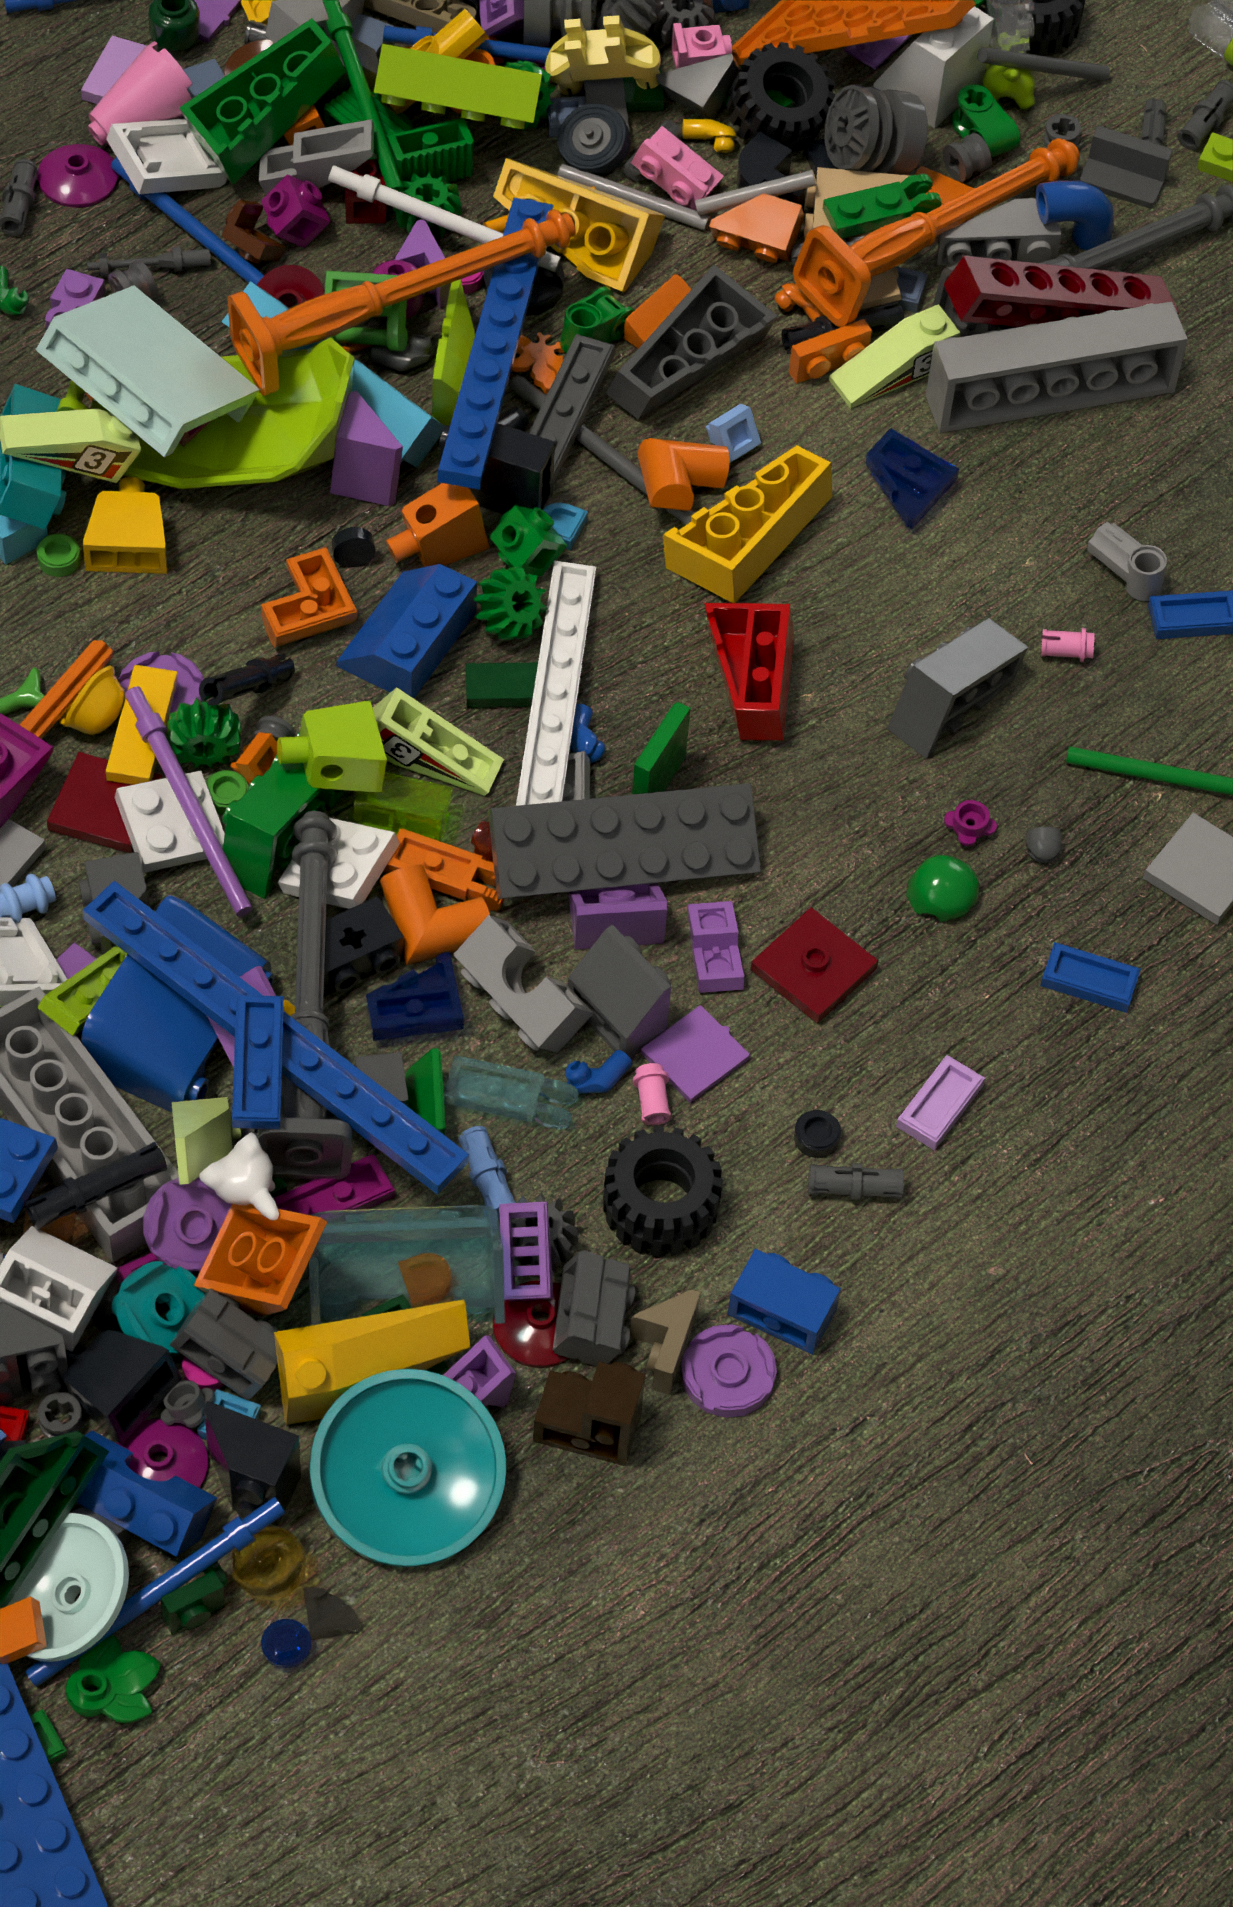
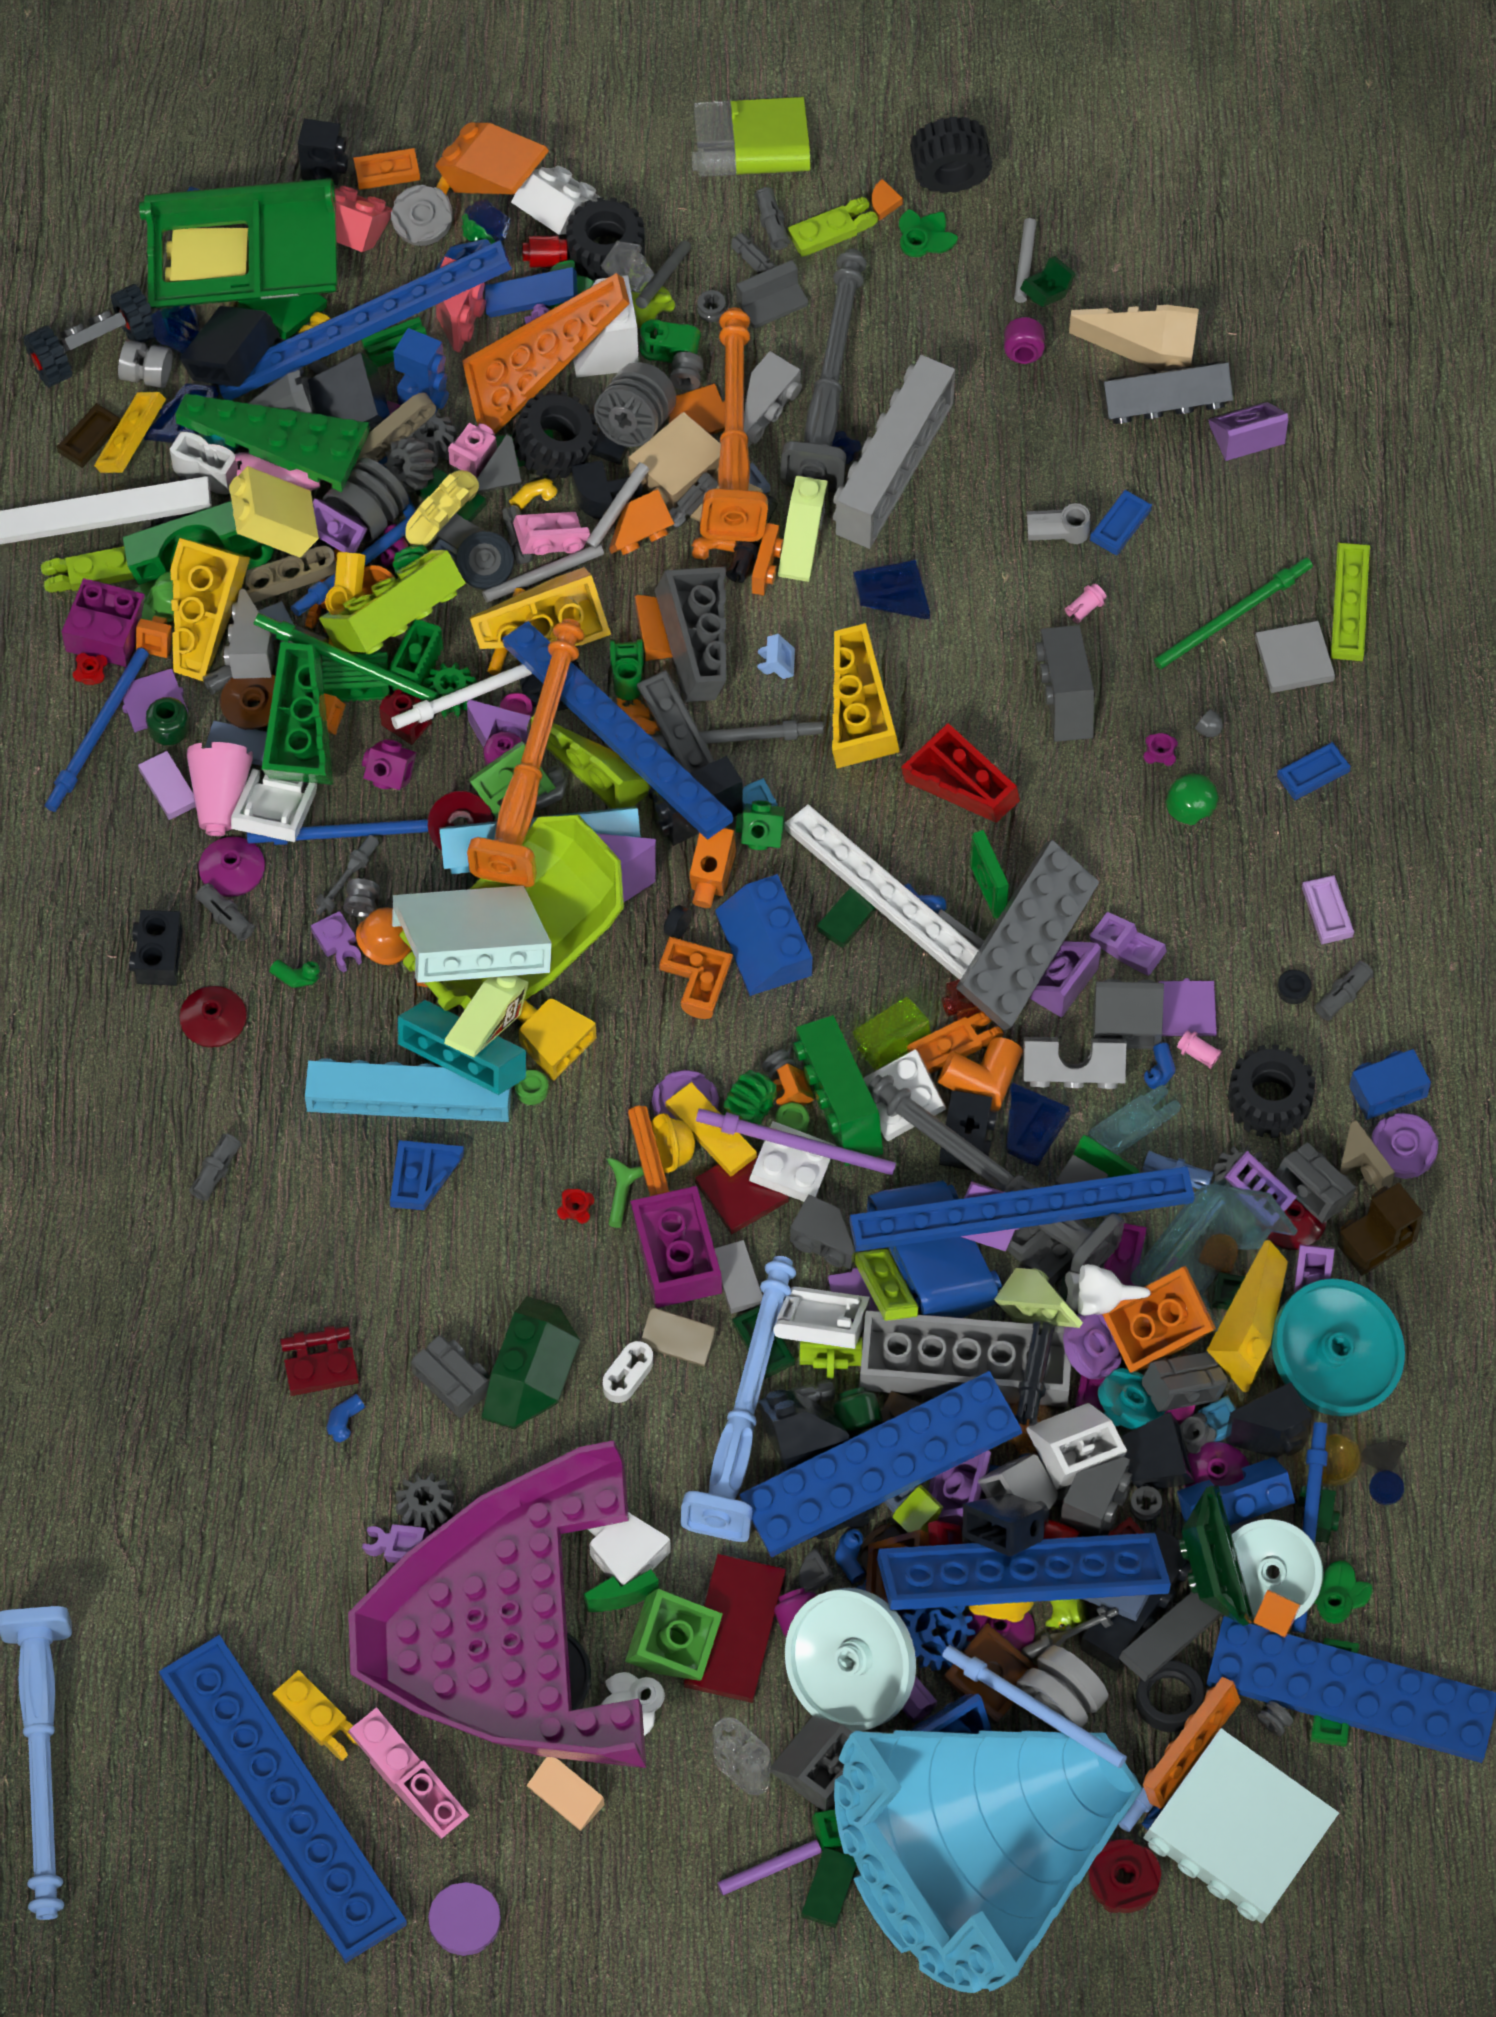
camera: 45 degrees left, 5 degrees up
(241, 232) = (386, 807): reddish brown bracket -> none
(256, 677) = (735, 1043): black pin -> none
(257, 1062) = (1040, 1228): blue tile -> none
(316, 154) = (366, 721): light grey slope -> none
(338, 748) = (844, 1033): lime torso -> none
(432, 746) = (858, 987): yellowish green slope -> none
(510, 603) = (803, 868): green gear -> none
(674, 466) = (781, 708): orange brick -> none
(814, 965) = (1184, 903): dark red plate -> none
(880, 205) = (694, 449): green hinge -> none
(1042, 293) = (857, 410): dark red brick -> none
(1077, 203) = (790, 348): blue cylinder -> none

